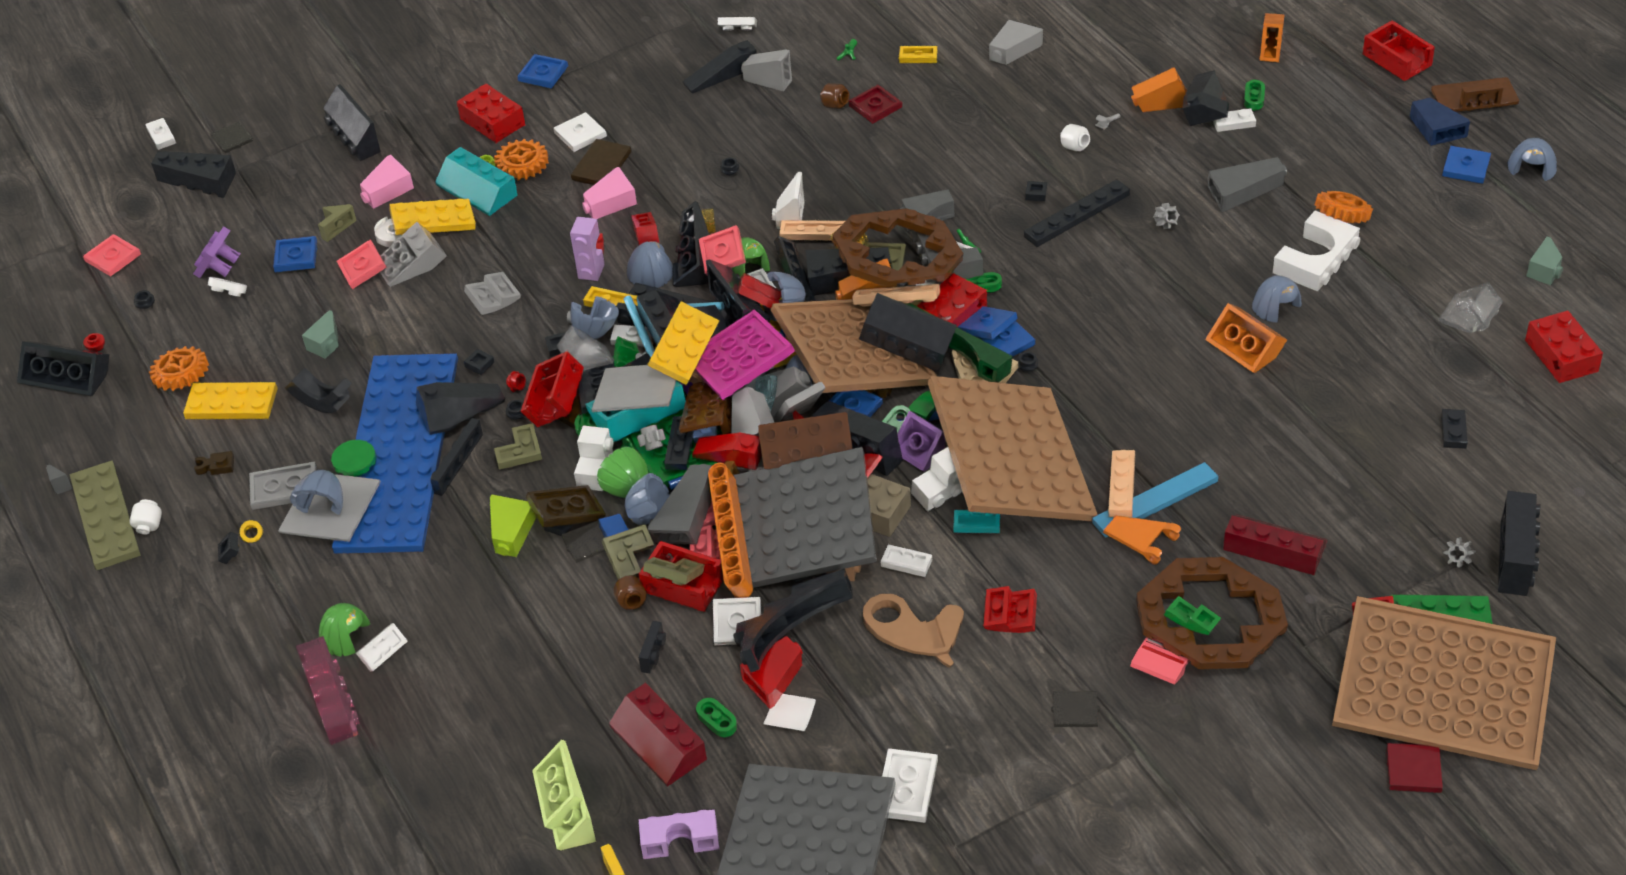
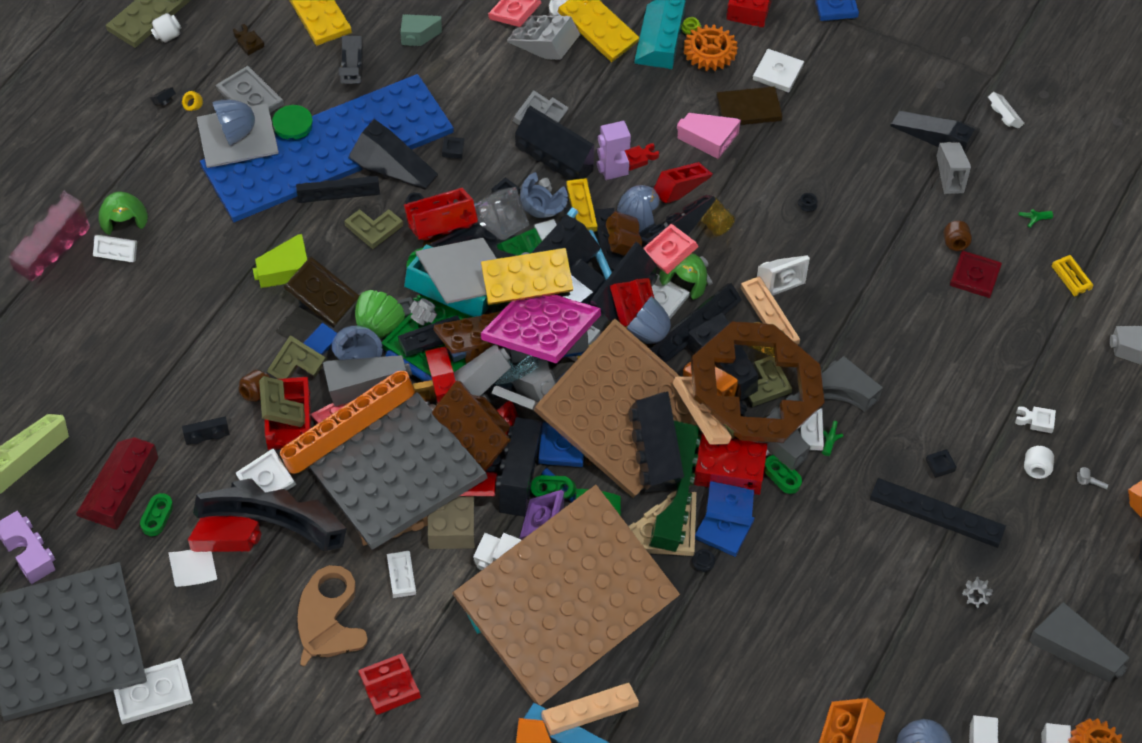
camera: 55 degrees right, 10 degrees up
(516, 381) = (446, 187): red plate -> none
(541, 289) = (554, 145): none -> black slope
(593, 447) = (387, 279): white brick -> none
(675, 281) = (623, 232): none -> reddish brown brick
(1034, 123) = (1039, 418): none -> white plate

